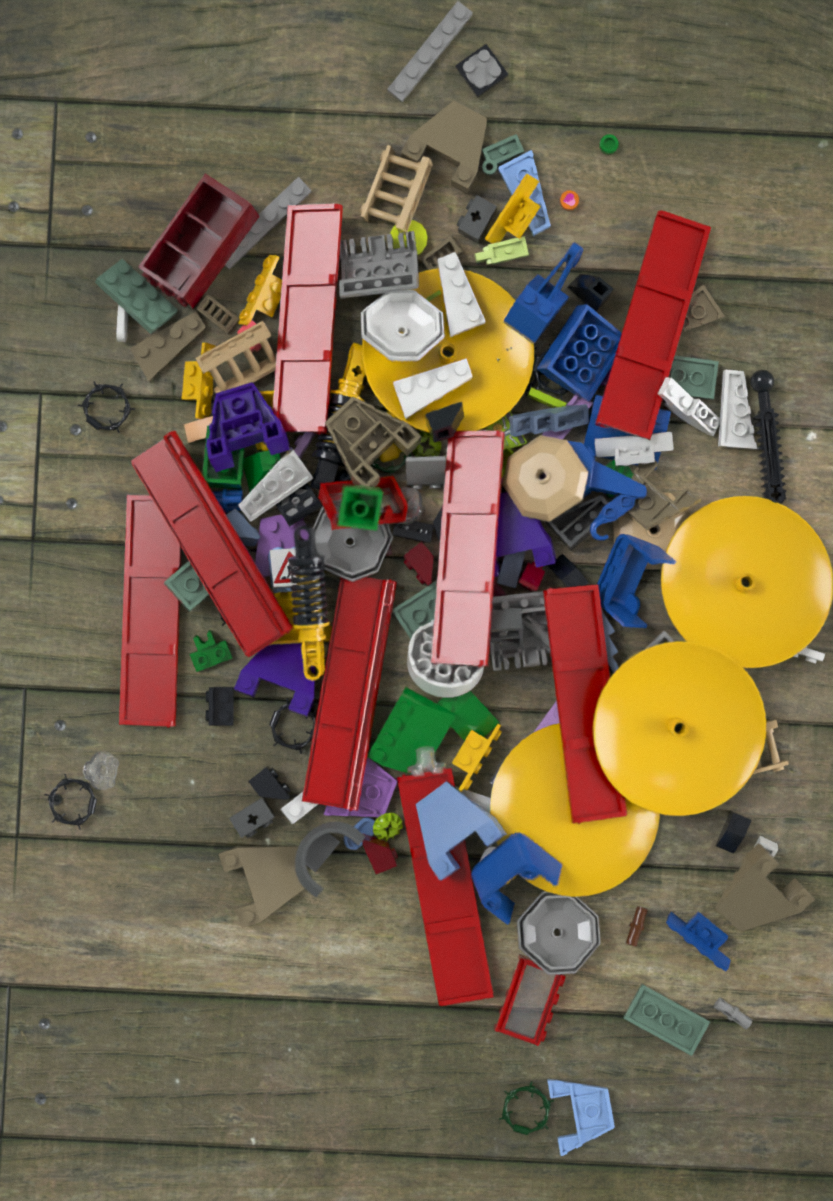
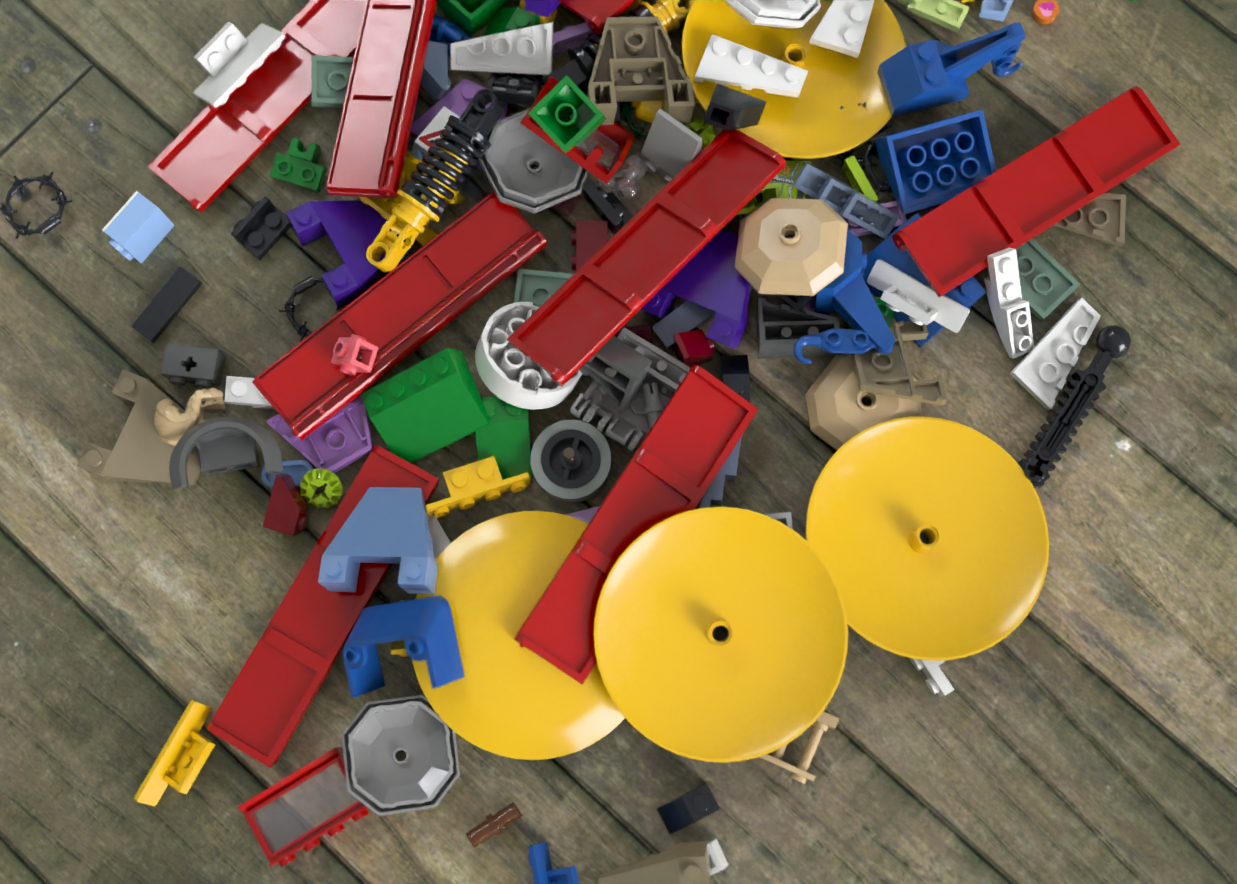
camera: 45 degrees right, 10 degrees down
(101, 770) = (88, 194): clear plate -> none
(115, 620) = (232, 58): none -> white bracket
(151, 766) = (137, 228): none -> light blue piece
(203, 795) = (166, 304): none -> black tile
(268, 785) = (239, 344): black slope -> none
(281, 861) = (173, 425): none -> tan hair
(346, 742) = (354, 354): none -> coral brick
(426, 762) = (414, 448): clear plate -> none
(439, 1032) = (180, 757): none -> yellow bracket
(516, 697) = (571, 461): none -> wheel
(591, 290) = (1000, 111): black slope -> none
(623, 575) = (794, 424): blue windscreen -> none

